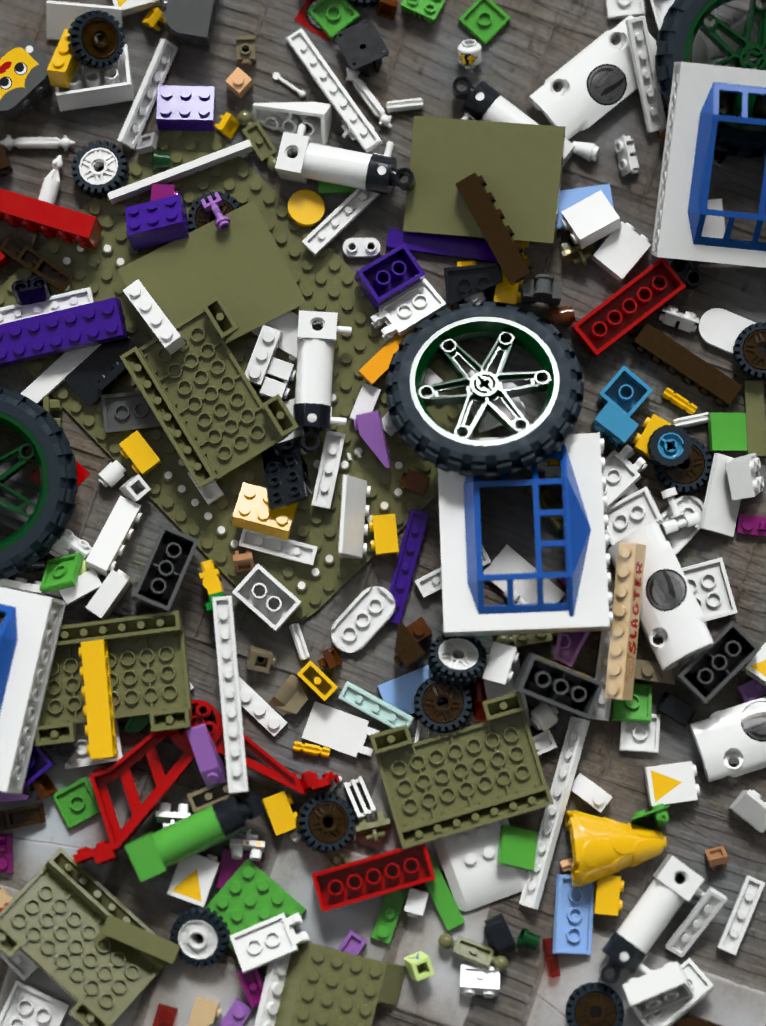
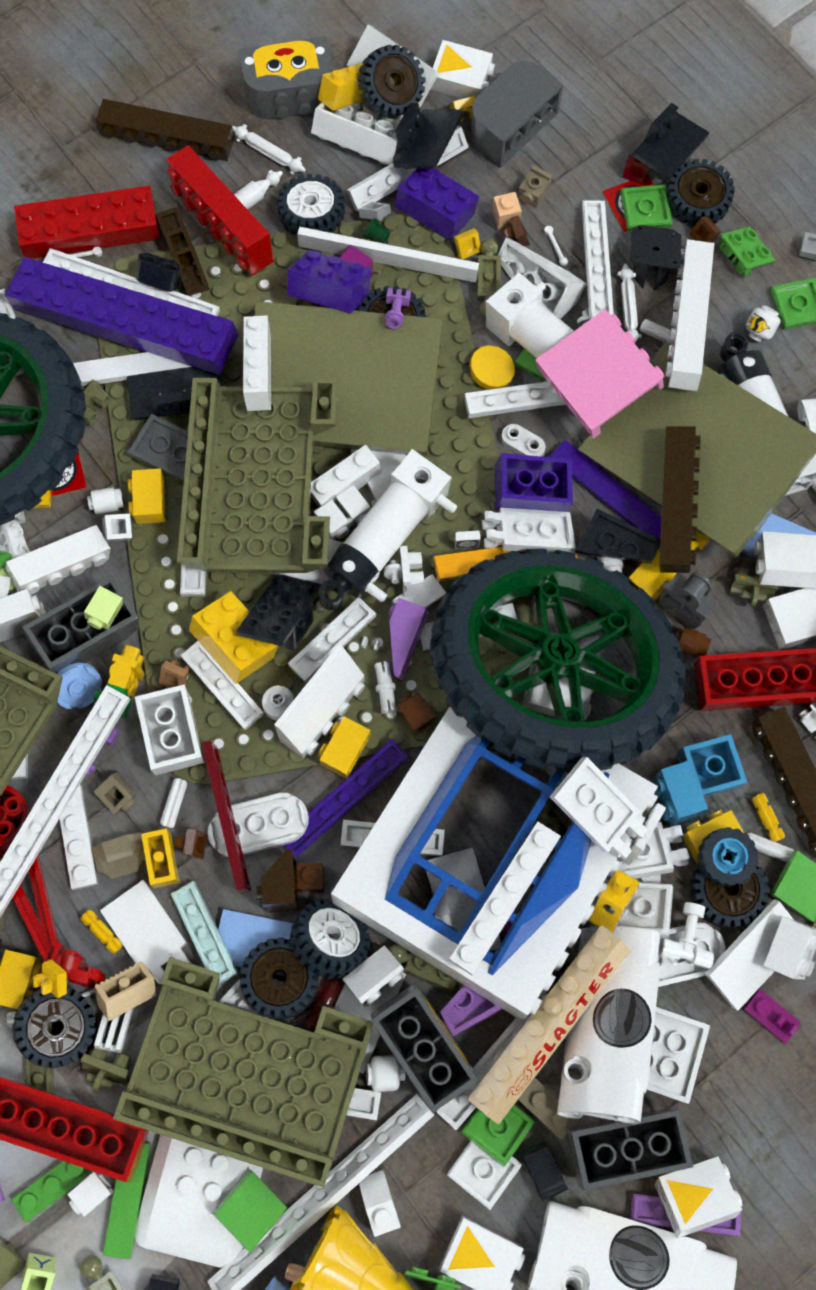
camera: 30 degrees right, 10 degrees down
(147, 65) = (424, 136): none -> black bracket
(176, 550) = (103, 608): none -> yellowish green brick
(188, 606) = (78, 685): none -> light blue tile
(257, 94) = (517, 232): none -> reddish brown tile
(308, 795) = (52, 979): none -> yellow tile
(330, 536) = (273, 695): none -> white head
(341, 628) = (226, 817): none -> dark red tile
(352, 397) = (408, 561): none -> white hips
(354, 773) = (125, 991): none -> tan brick
(371, 343) = (467, 539): none -> white tile
(384, 478) = (385, 687): none -> white pin
(385, 171) = (599, 371): none -> bright pink panel
(419, 85) = (691, 316): none -> white brick
(552, 565) = (504, 898): none -> white plate
(572, 473) = (598, 808): none -> white tile
(609, 470) = (650, 823): none -> white tile
(617, 517) = (619, 895): none -> yellow torso

